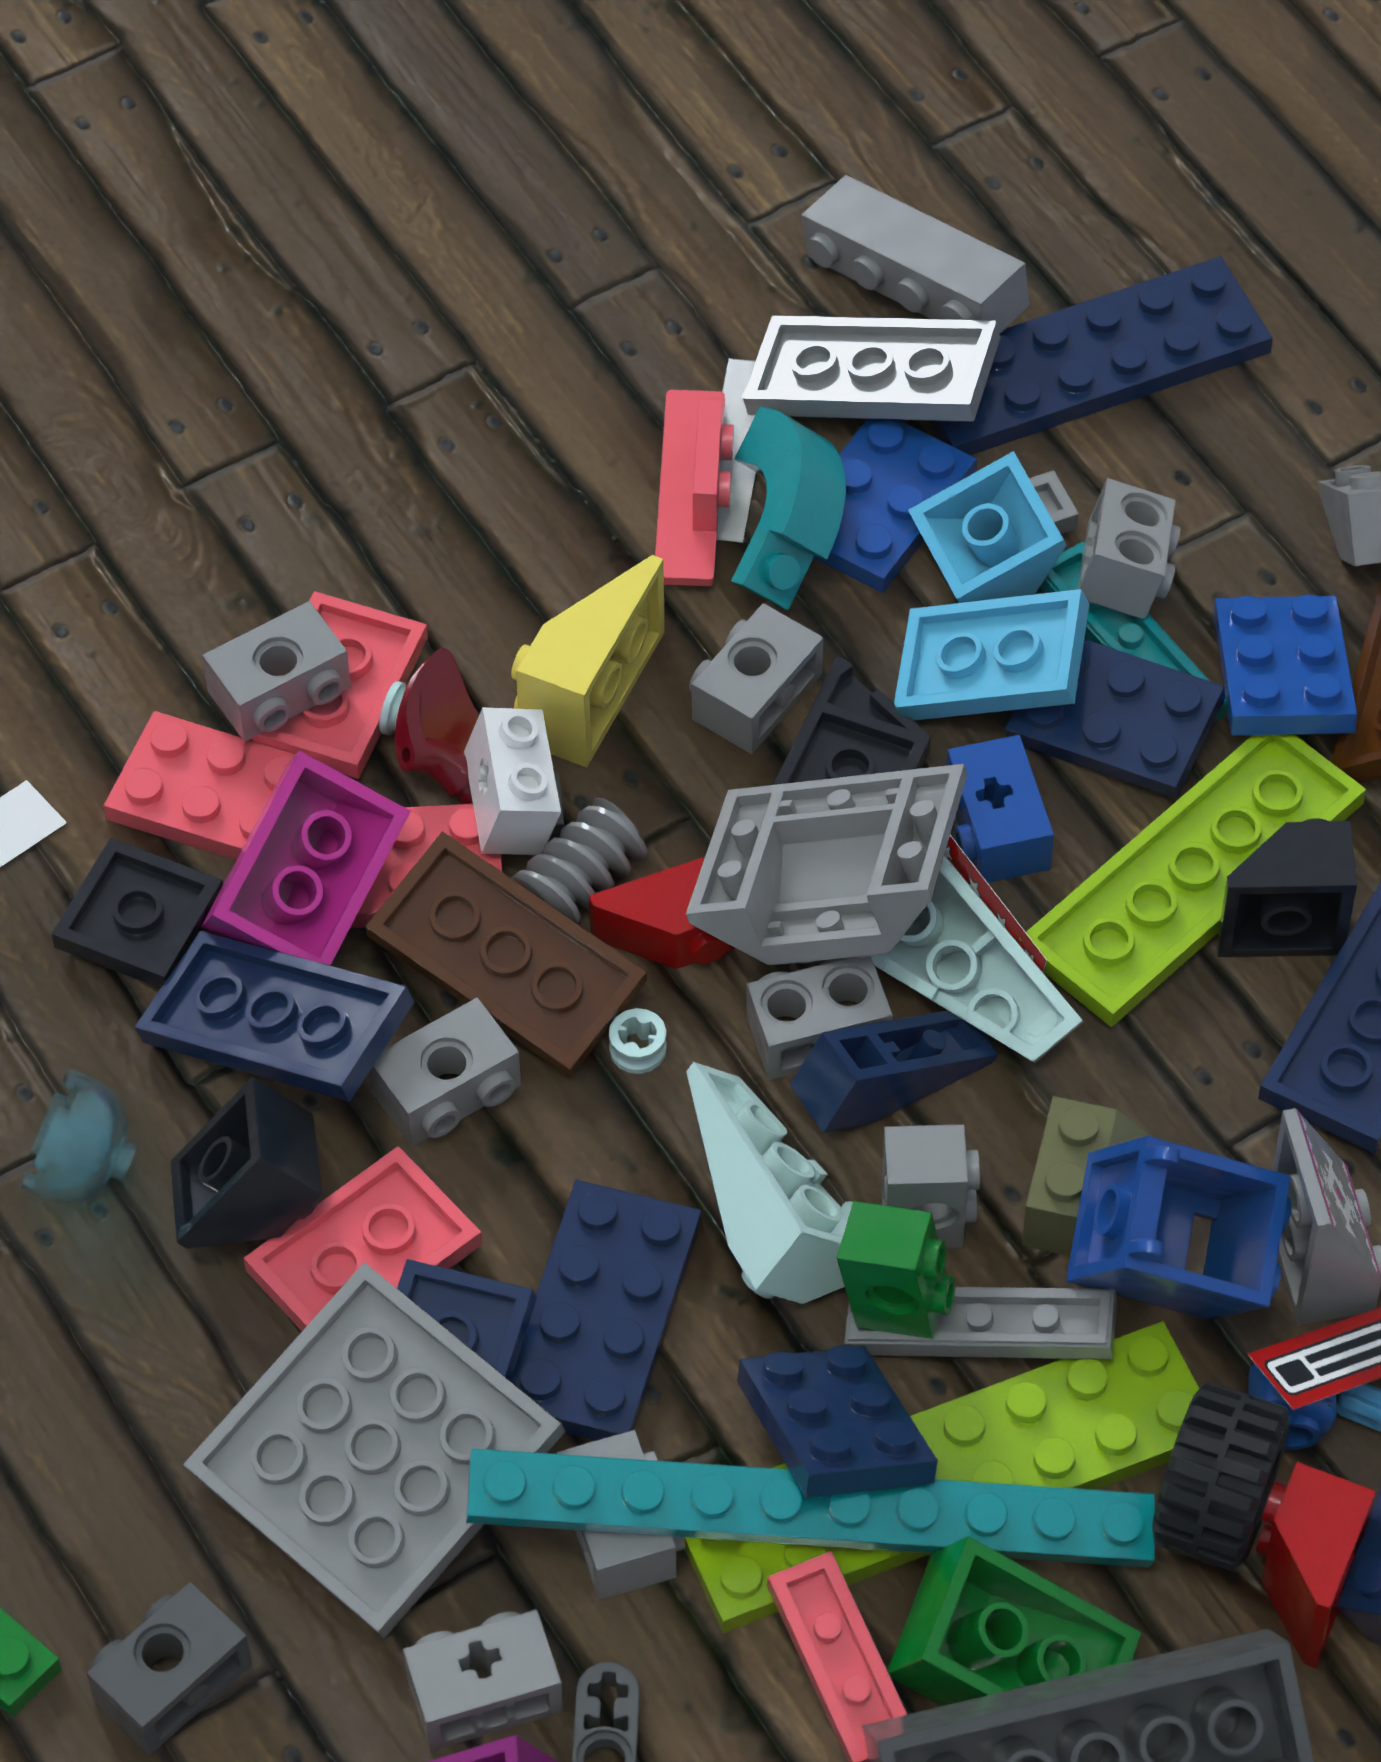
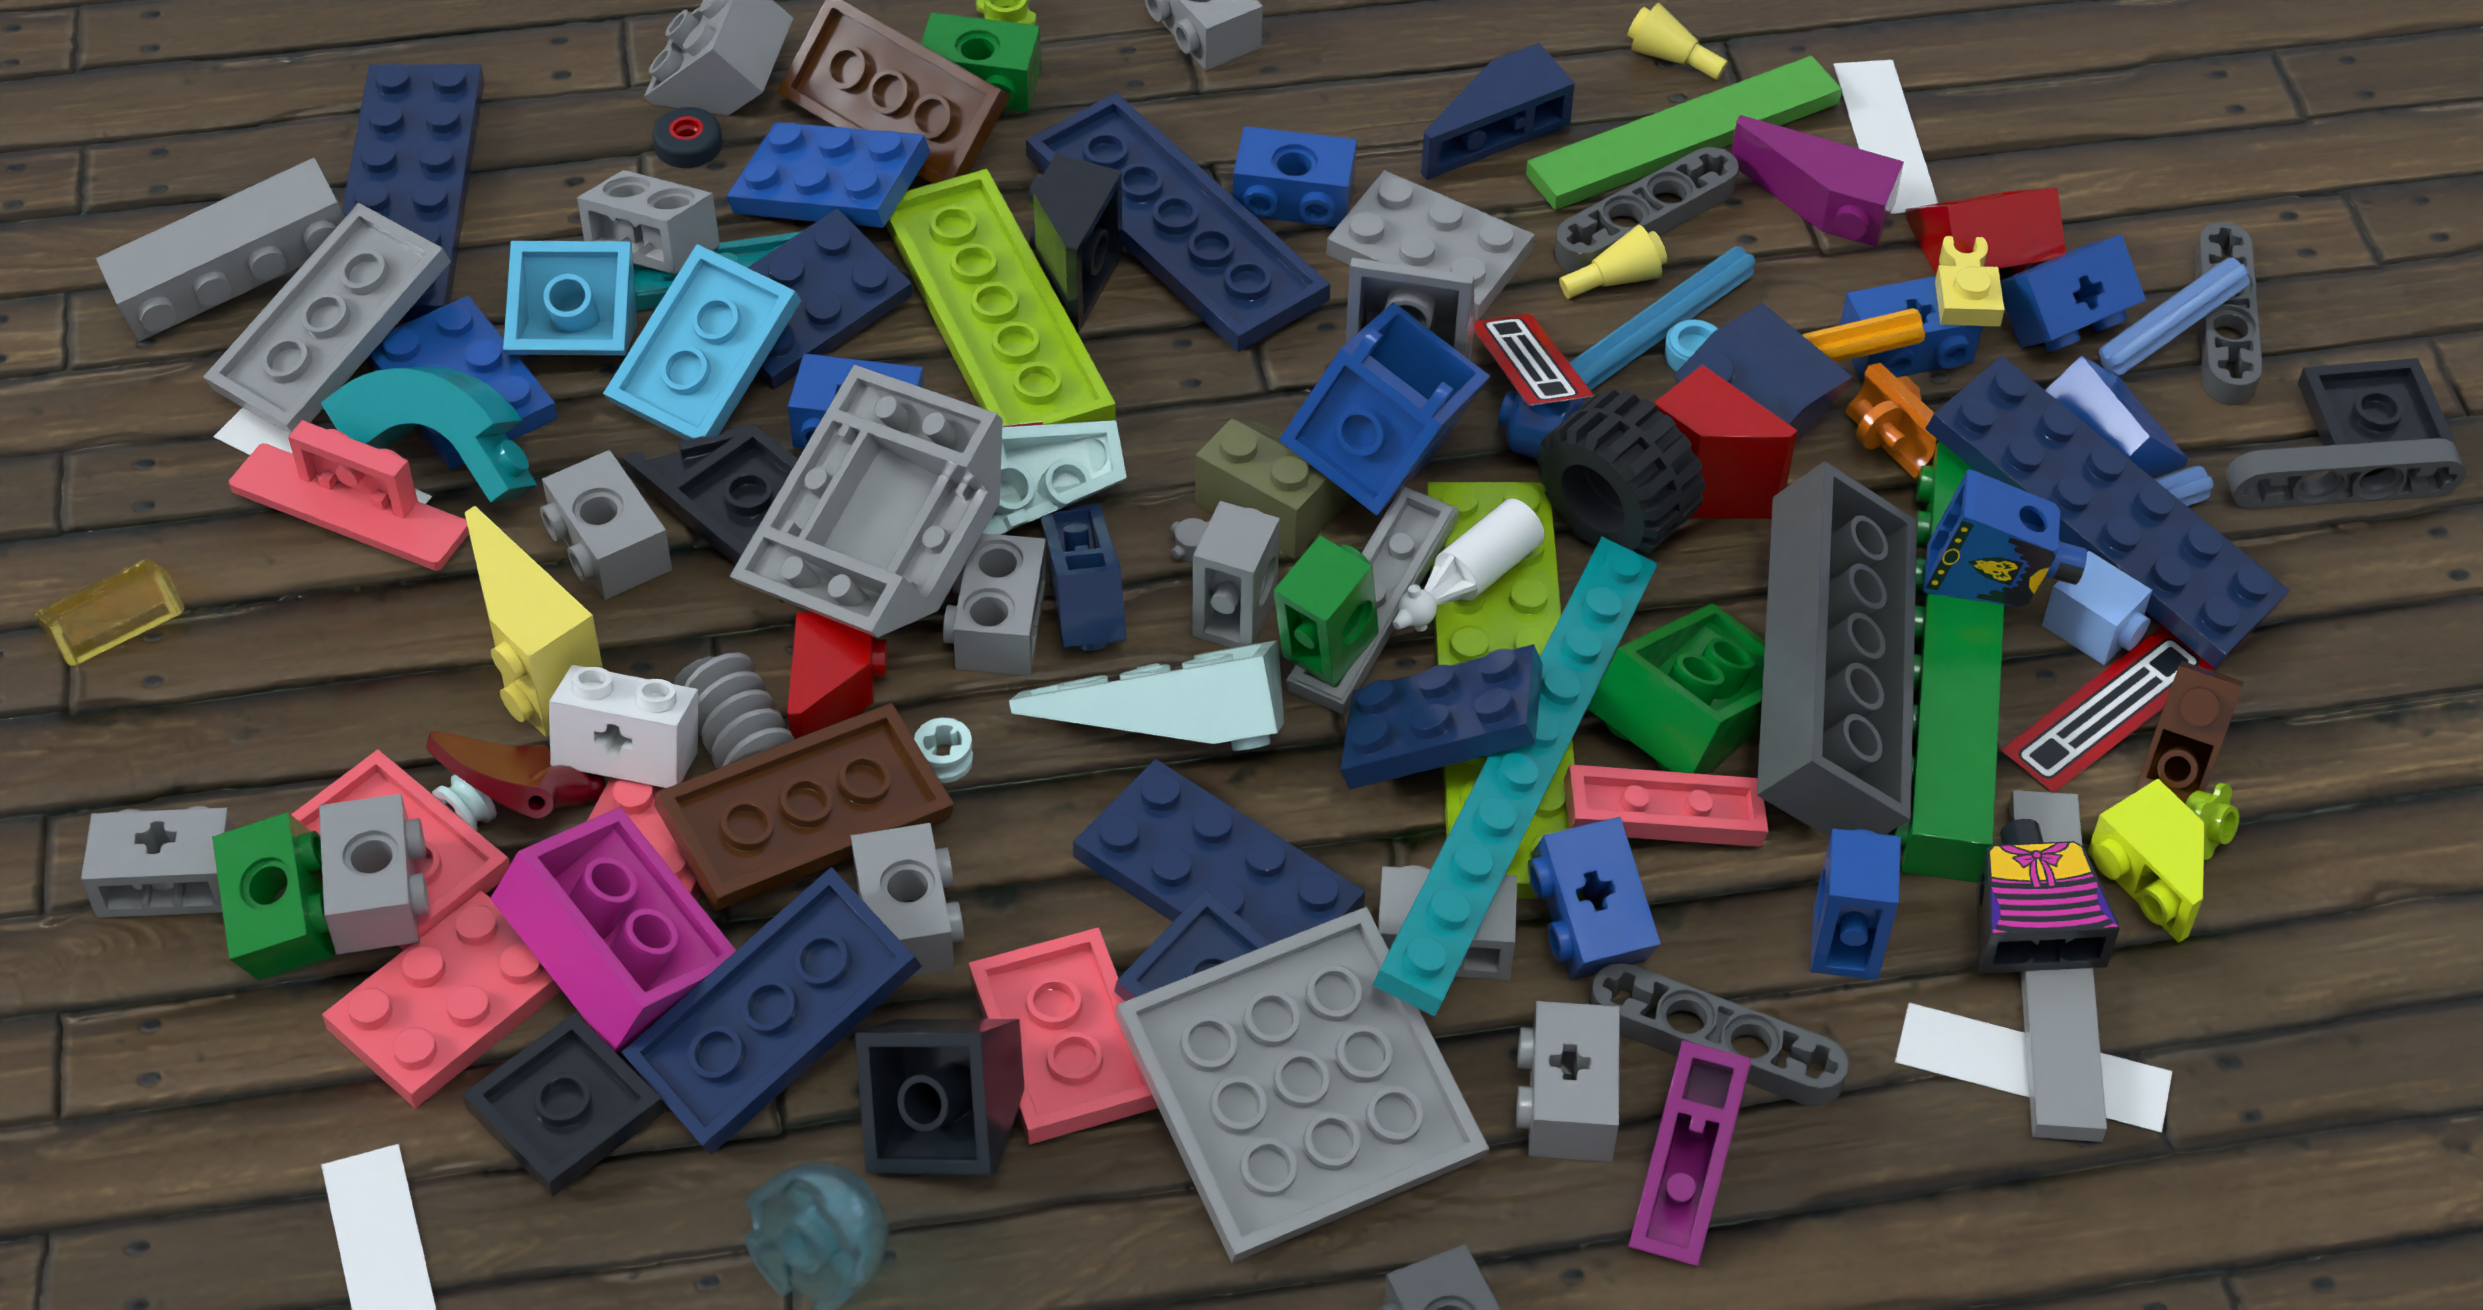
camera: 70 degrees left, 5 degrees down
(228, 607) = (251, 870): none -> green brick
(251, 534) = (153, 862): none -> light grey brick
(498, 379) = (110, 611): none -> clear yellow slope
(721, 1616) = (1601, 864): none -> blue brick
(993, 1147) = (1187, 537): none -> light grey piece
(1043, 1383) = (1473, 562): none -> white wheel
(1280, 554) = (692, 151): none -> black wheel

